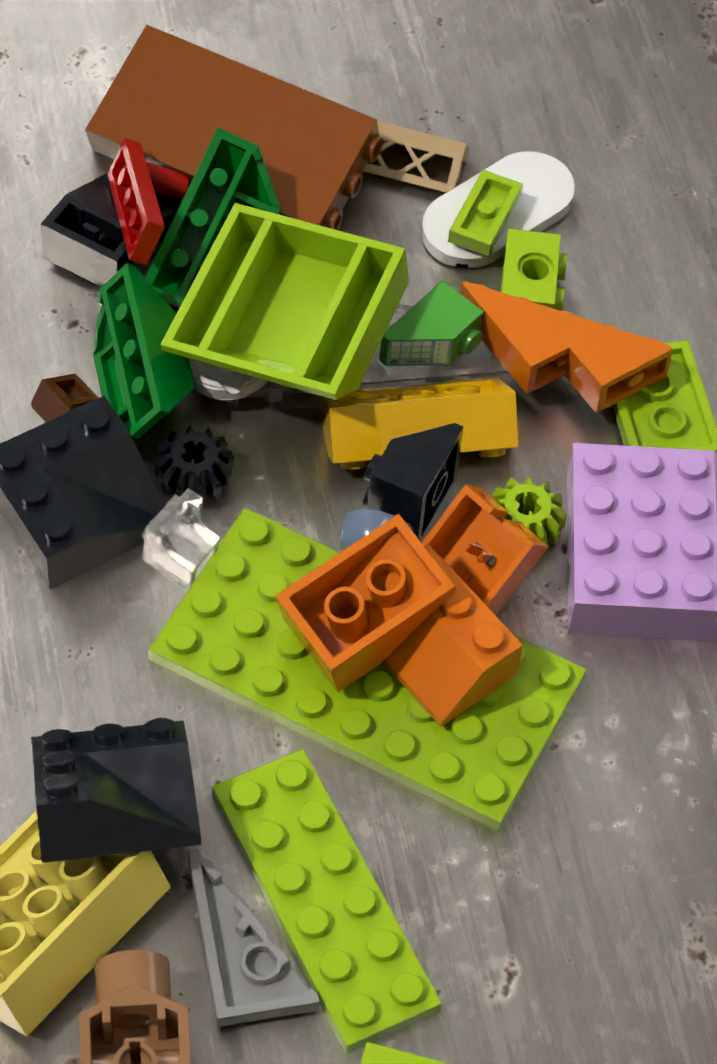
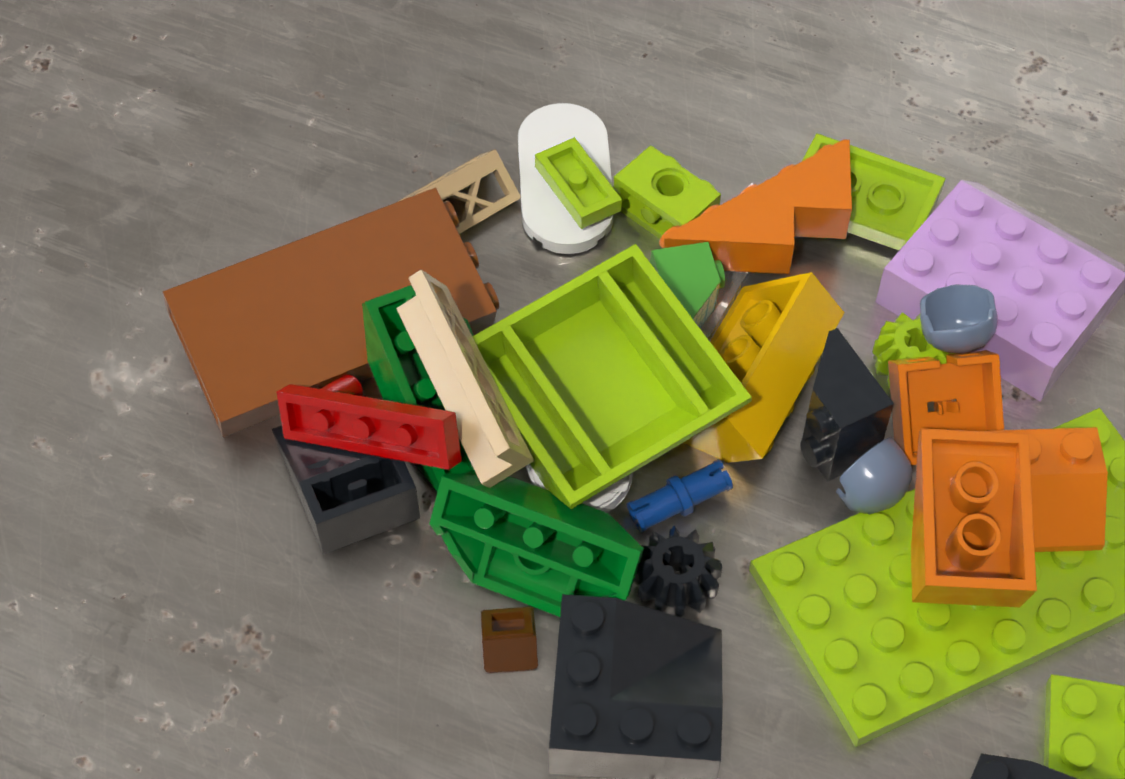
camera: 50 degrees left, 0 degrees up
(179, 541) = (761, 634): clear brick -> none
(203, 217) = (463, 381): none -> tan fence
(264, 435) = (679, 495): none -> blue pin
(553, 507) = (958, 318): none -> sand blue hair

